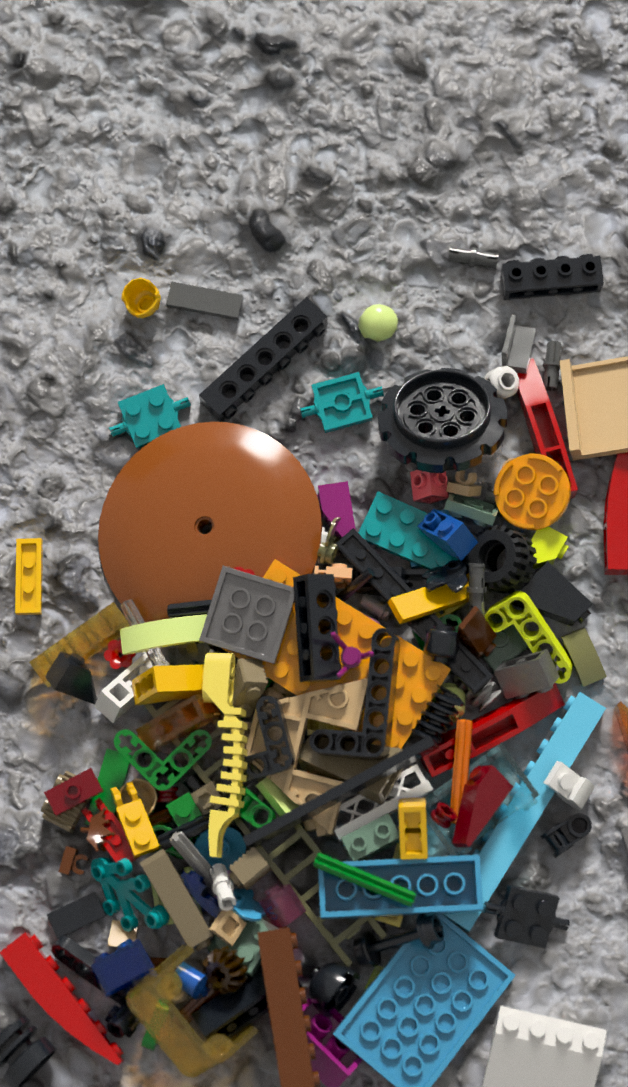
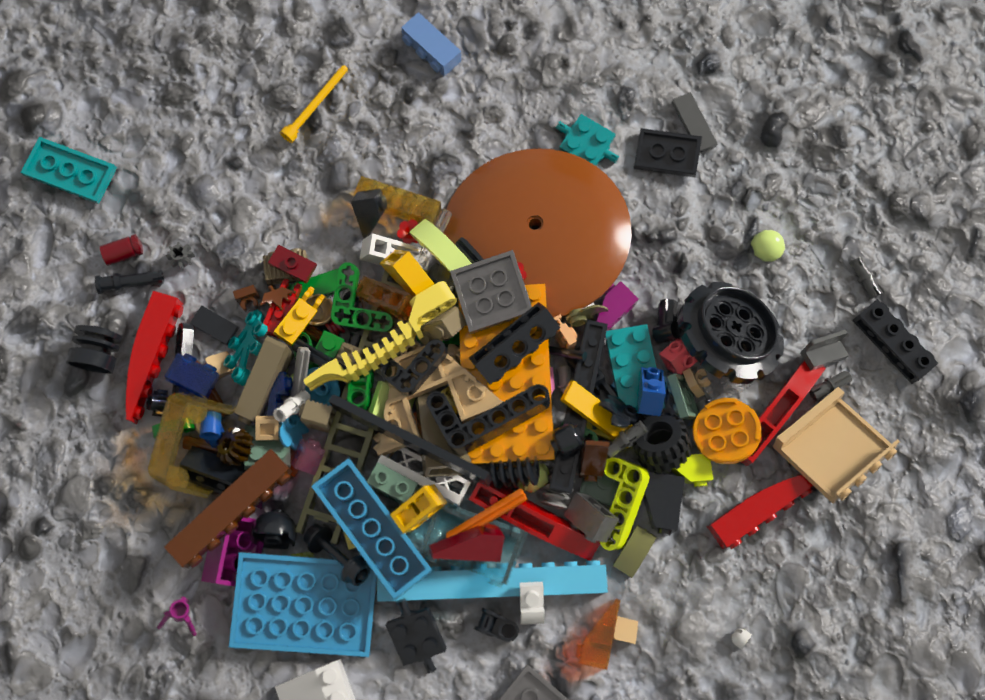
camera: 50 degrees right, 0 degrees up
(29, 576) = (421, 139): yellow plate -> none
(141, 298) = (664, 79): yellow hair -> none
(217, 346) = (668, 152): none -> black tile
(305, 314) = (693, 182): black brick -> none
(342, 402) = (692, 259): teal plate -> none
(350, 656) = (511, 380): magenta plant -> none
(364, 879) = (357, 498): green axle -> none
(392, 473) = (667, 326): none -> black piece
(443, 815) = (445, 525): dark red bush -> none
(504, 380) = (793, 357): white head -> none

